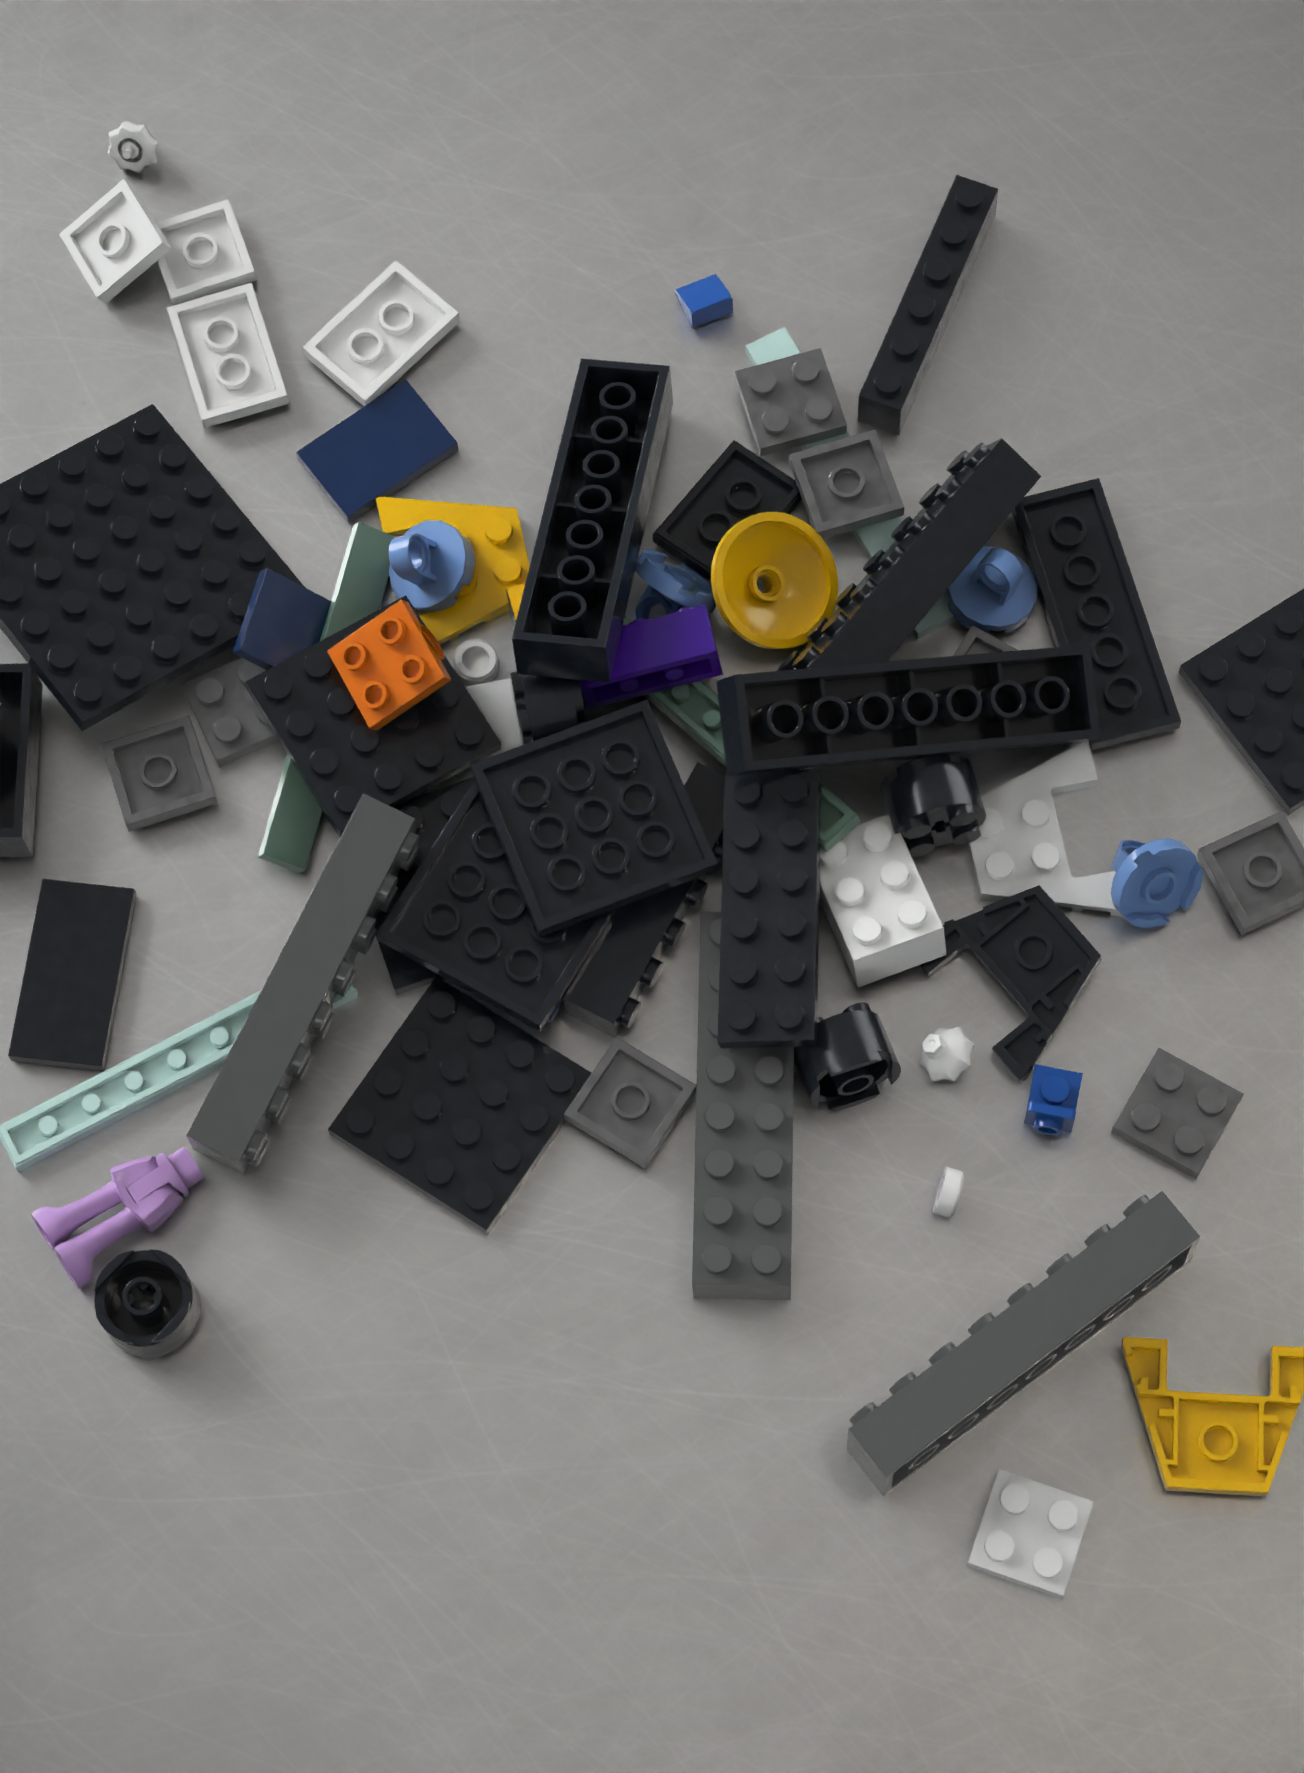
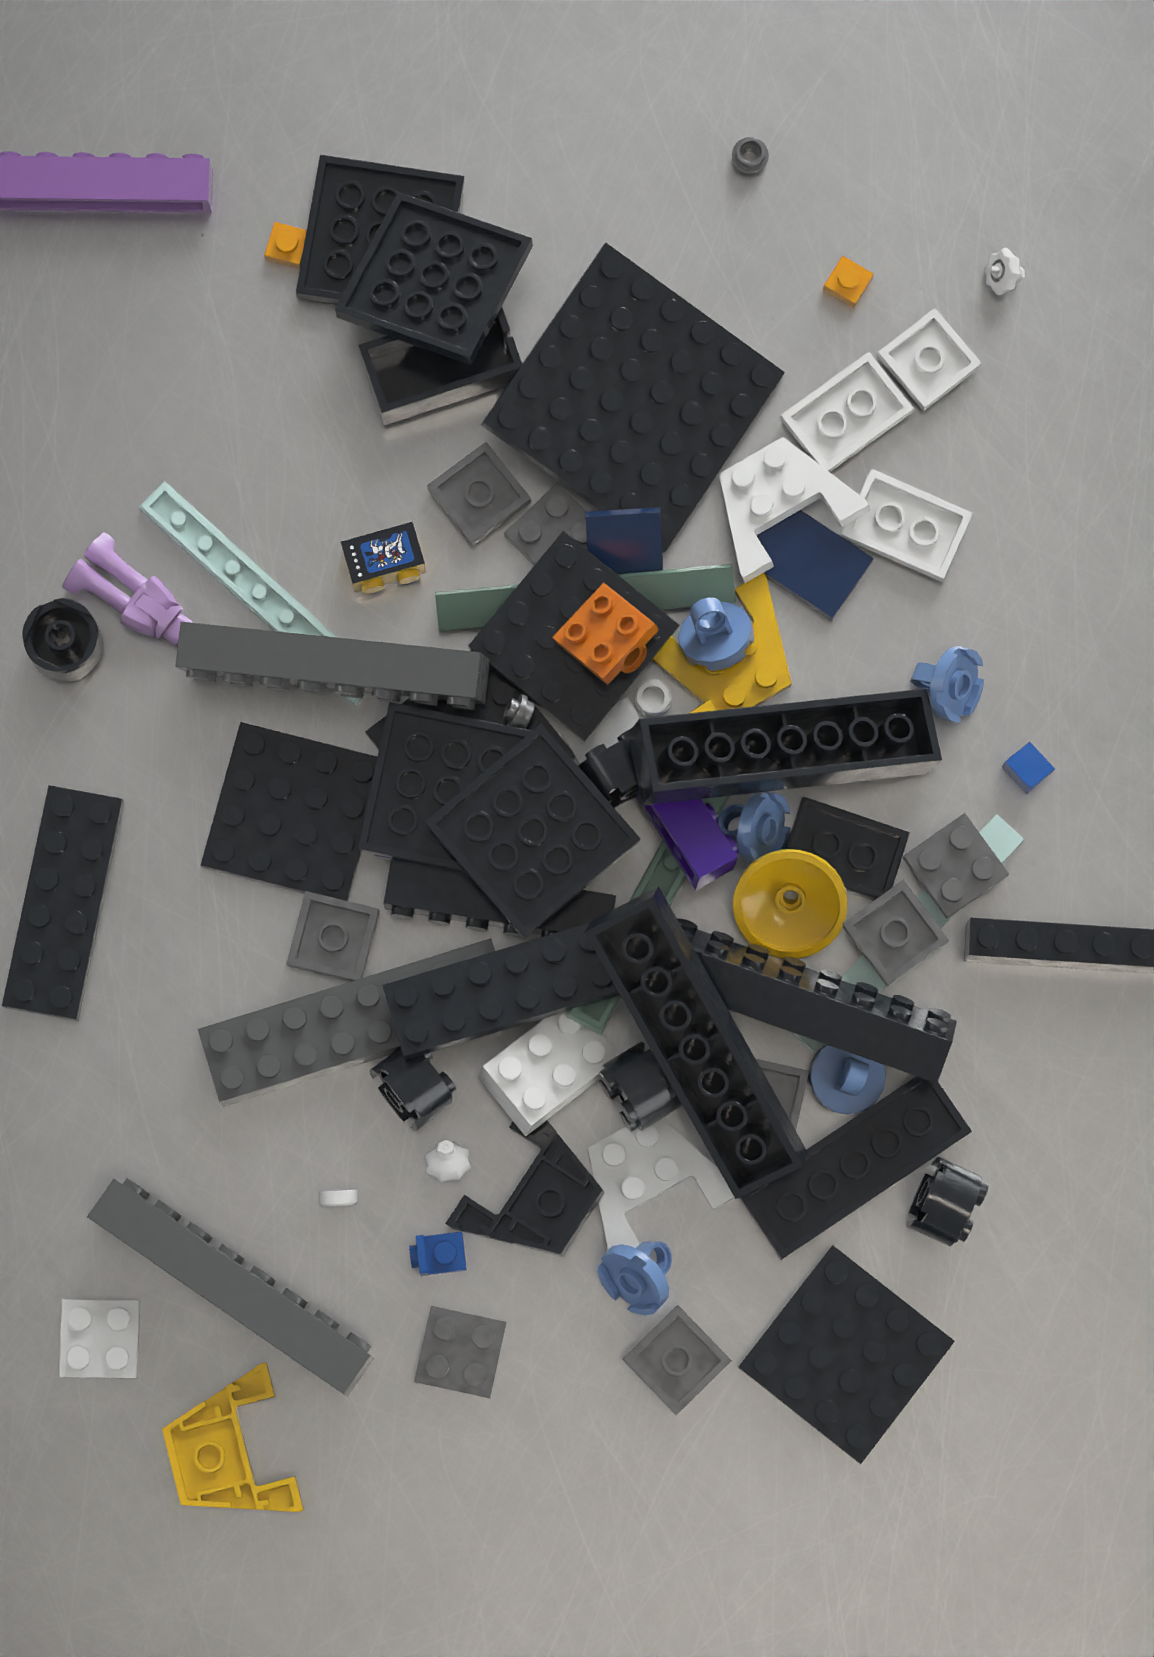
camera: 65 degrees right, 10 degrees up
(72, 975) = (301, 491): black tile -> none
(75, 309) = (848, 281): none -> light orange plate
(115, 241) = (911, 290): white plate -> none
(193, 902) = (384, 558): none -> brick
(282, 457) = (773, 487): none -> white wing
(440, 799) = (518, 712): none -> flat silver plate
(473, 1412) = (63, 903): none -> black plate
(580, 340) = (952, 683): none -> medium blue tile
(1173, 524) = (946, 1202): none -> black brick

